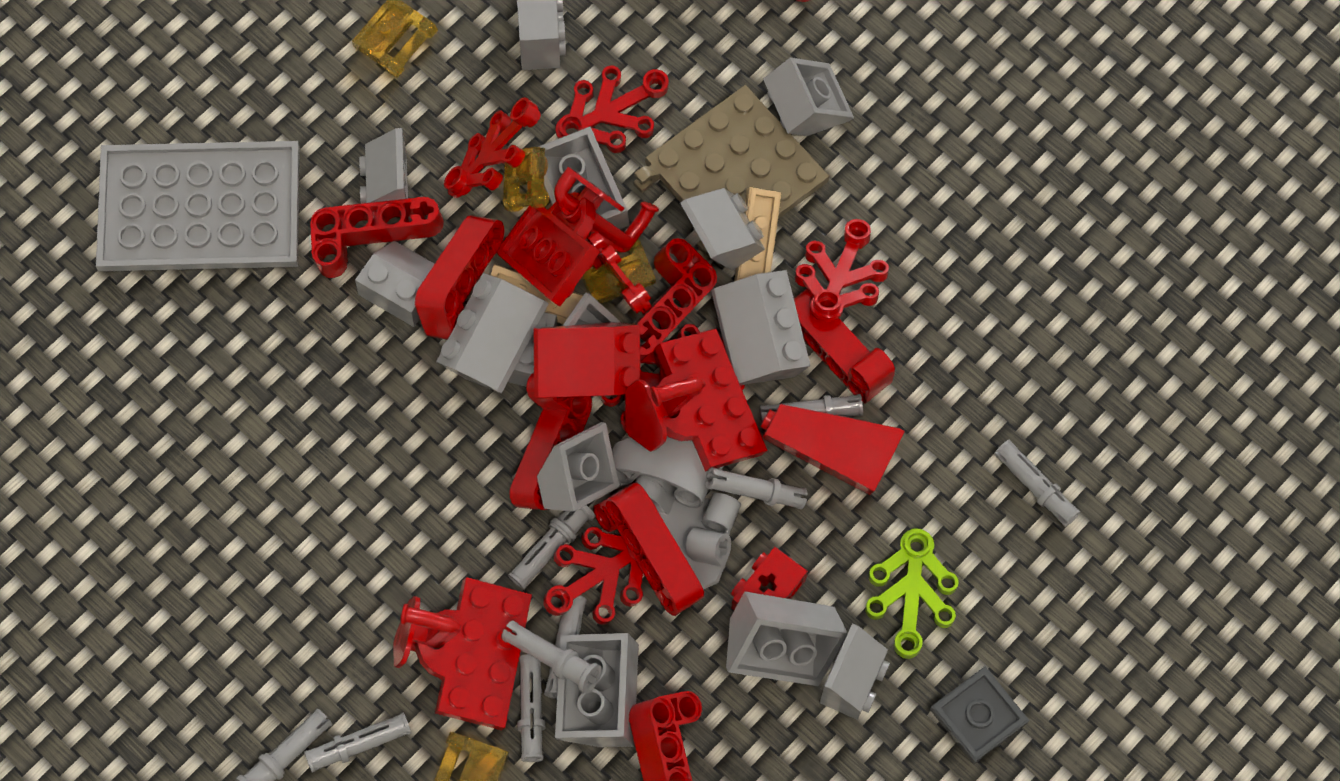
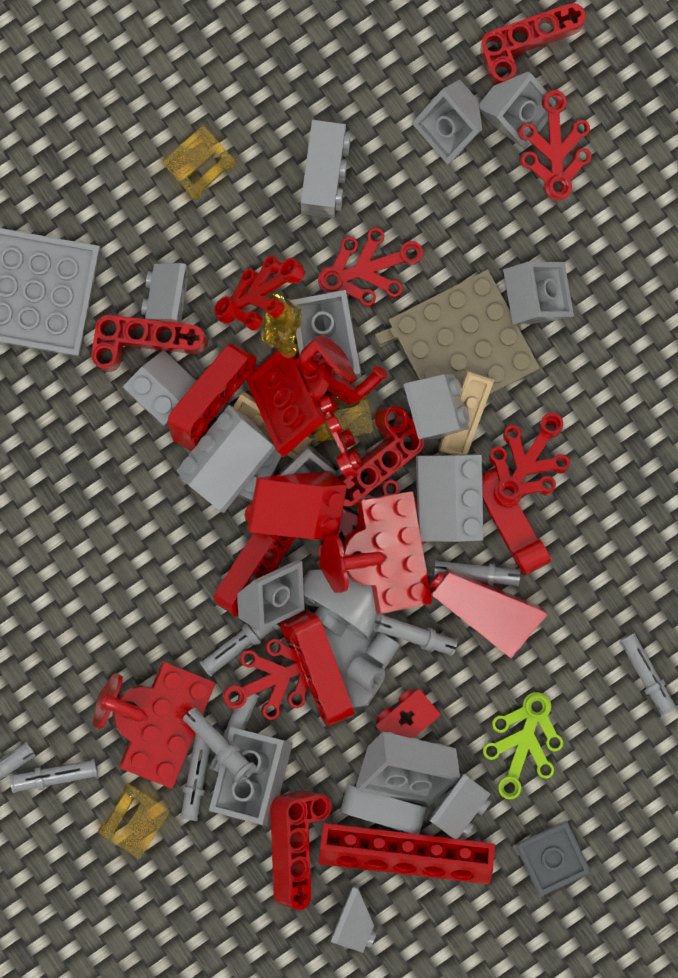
camera: 15 degrees right, 15 degrees up
(764, 699) = (383, 810): none -> light grey beam
(804, 741) = (407, 853): none -> red brick

